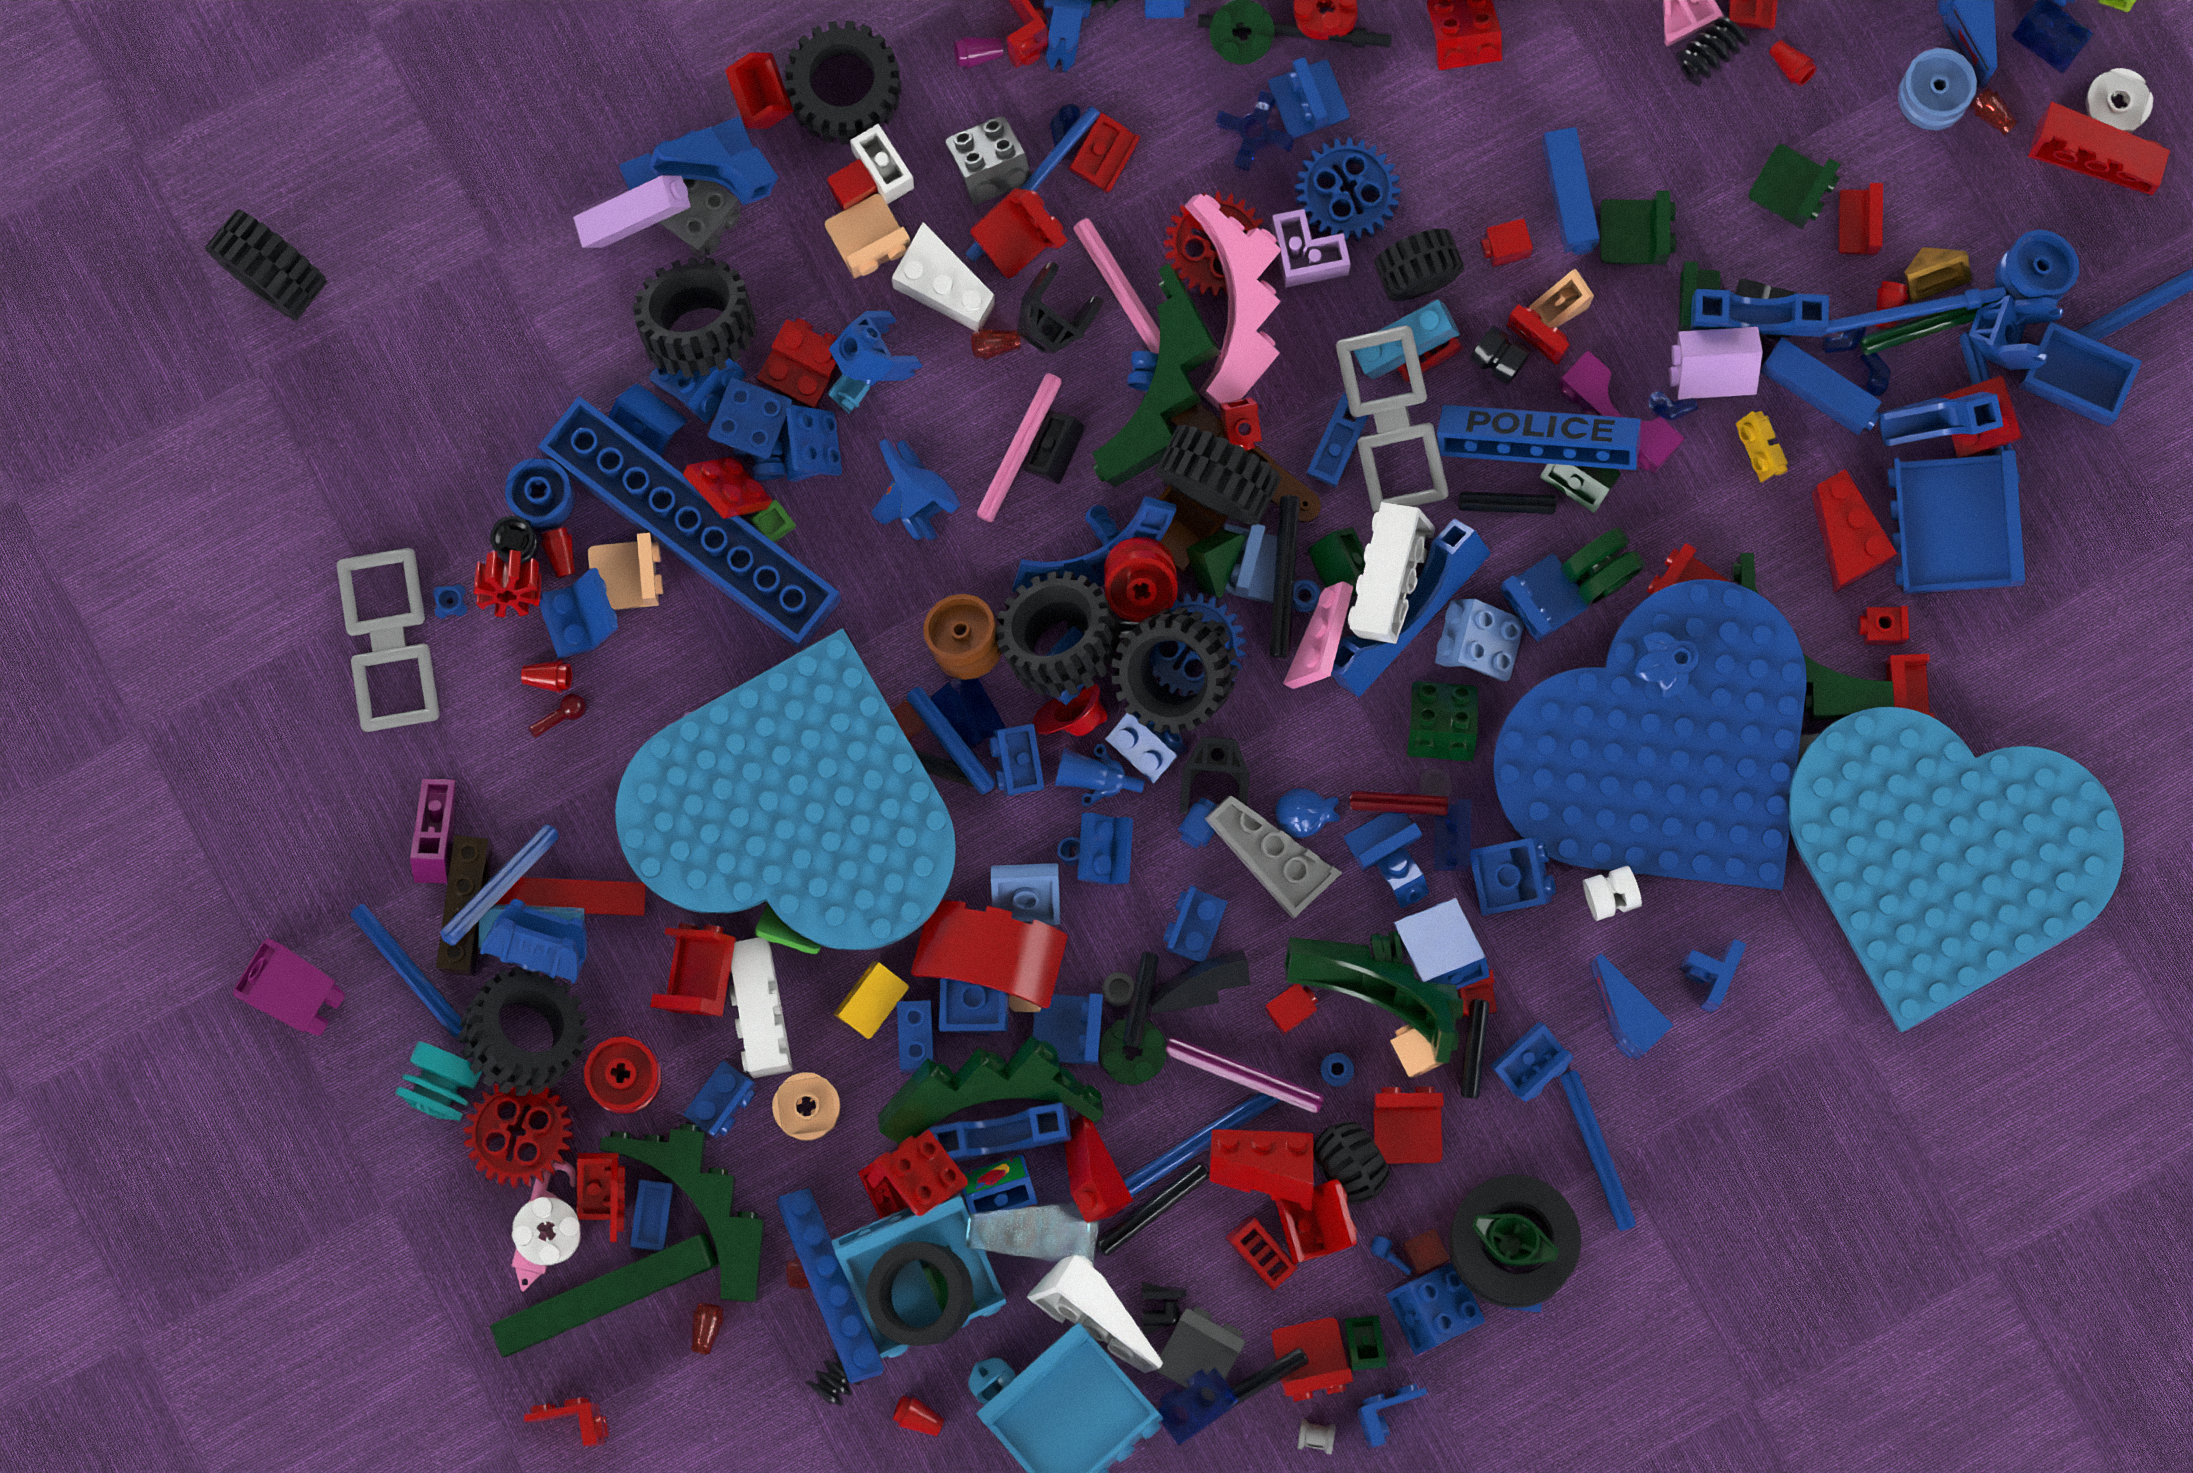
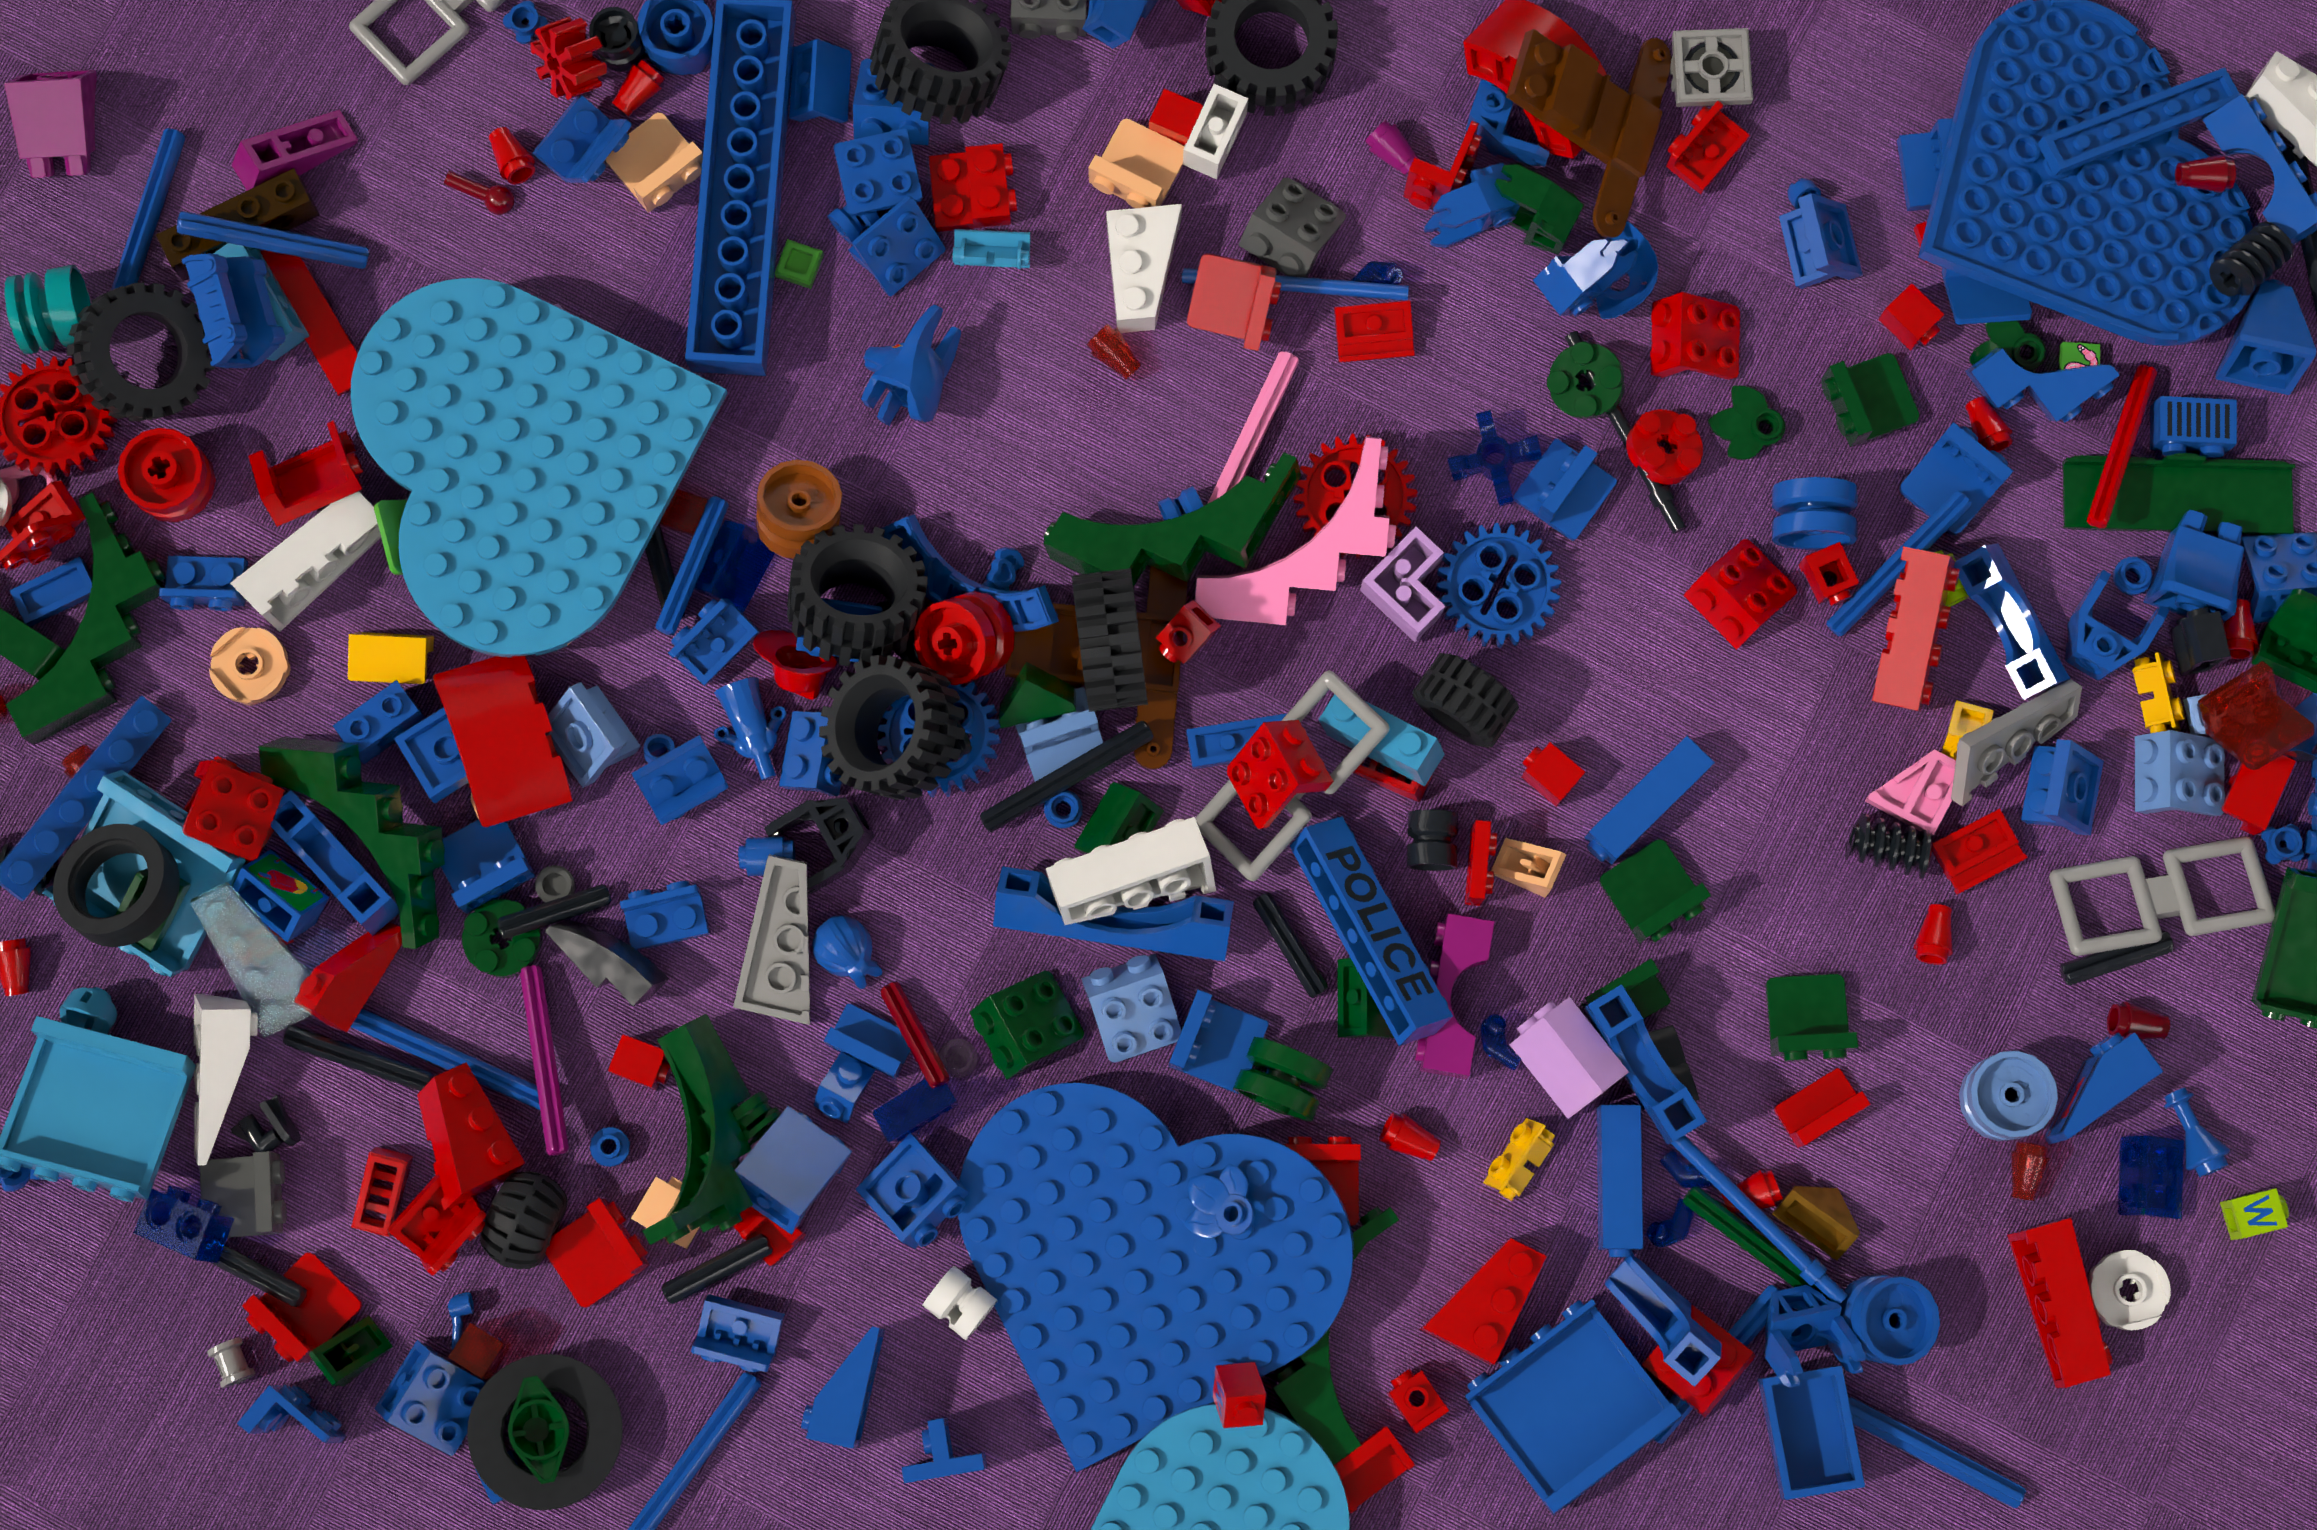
camera: 55 degrees right, 0 degrees up
(727, 487) = (797, 195): red plate -> none
(864, 355) = (1011, 239): blue piece -> none
(1019, 447) = (1027, 443): bright pink axle -> none
(1042, 325) = (1161, 403): black piece -> none
(1054, 447) = (1051, 476): black slope -> none
(1320, 642) = (1023, 851): bright pink wing -> none
(1385, 425) = (1275, 768): none -> red bracket
(1698, 510) = (1408, 1137): none -> red cone
(1808, 736) = (1239, 1395): none -> red brick

